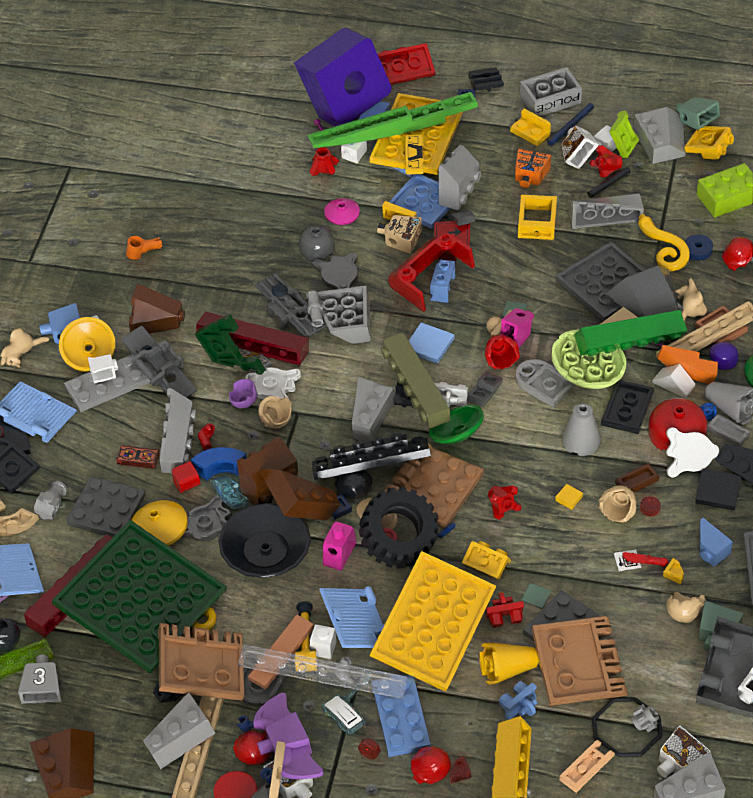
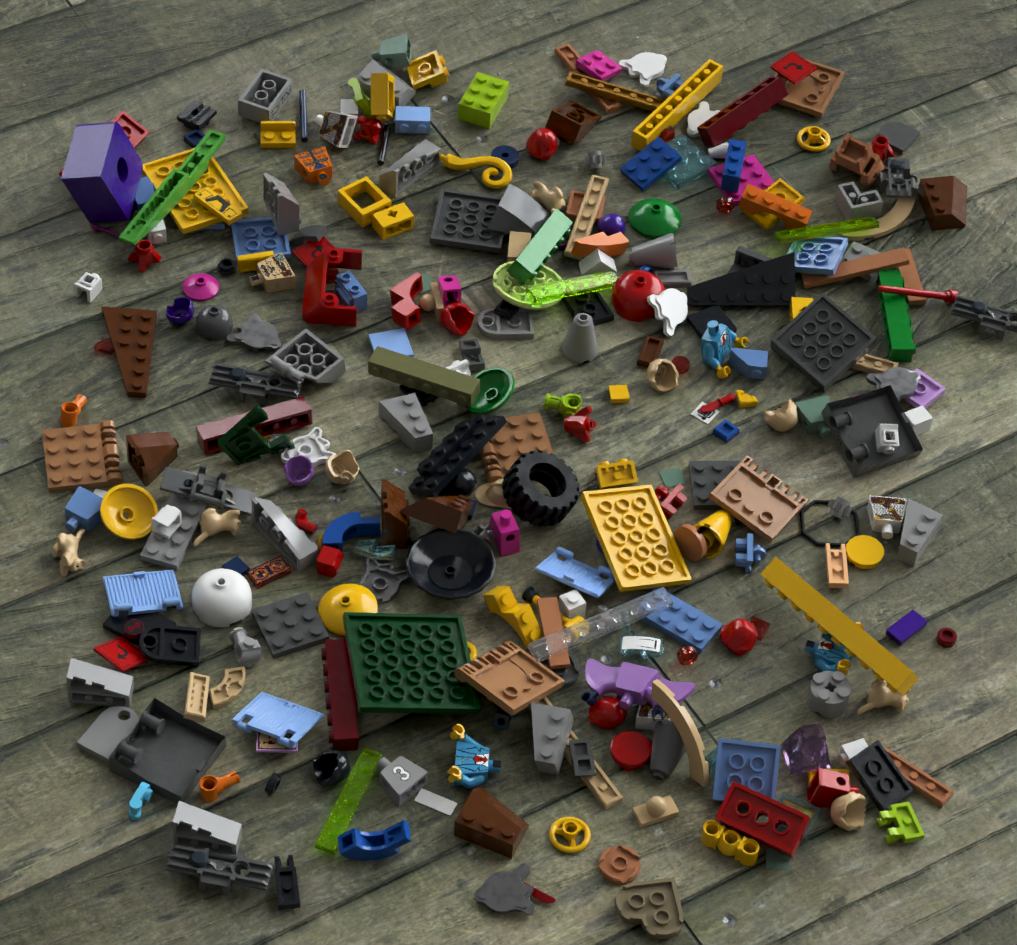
camera: 50 degrees left, 0 degrees up
(50, 718) = (435, 801): none -> white sticker
(80, 452) = (221, 597): none -> white cylinder
(102, 708) = (471, 761): none -> dark azure torso
(108, 284) = (79, 457): none -> medium nougat hinge
(117, 437) = (237, 565): none -> dark blue tile
(137, 393) = (214, 523): none -> tan animal
(187, 769) = (582, 758): none -> dark grey slope
(223, 214) = (104, 346): none -> clear red tile
(244, 221) = (132, 341): none -> reddish brown wing
(258, 162) = (88, 282): none -> white window
(269, 614) = (520, 616): none -> yellow arch
(299, 220) = (180, 311): none -> dark purple hair
(318, 534) = (484, 533): none -> light grey gear
(374, 206) = (226, 266): none -> black plate
(475, 656) = (690, 543): none -> nougat tile
(482, 308) = (404, 310): none -> red arch
(509, 475) = (566, 406): none -> lime connector
(542, 245) = (393, 221): none -> yellow brick
(549, 370) = (506, 310): none -> black tile
(620, 381) = (571, 286): none -> clear neon green tile
(625, 587) = (726, 431): none -> blue tile
(626, 135) = (382, 96): none -> yellow window
(627, 772) = (864, 552): none -> yellow tile
(652, 174) = (412, 120): none -> light blue brick
(694, 505) = (717, 344): none -> dark azure torso

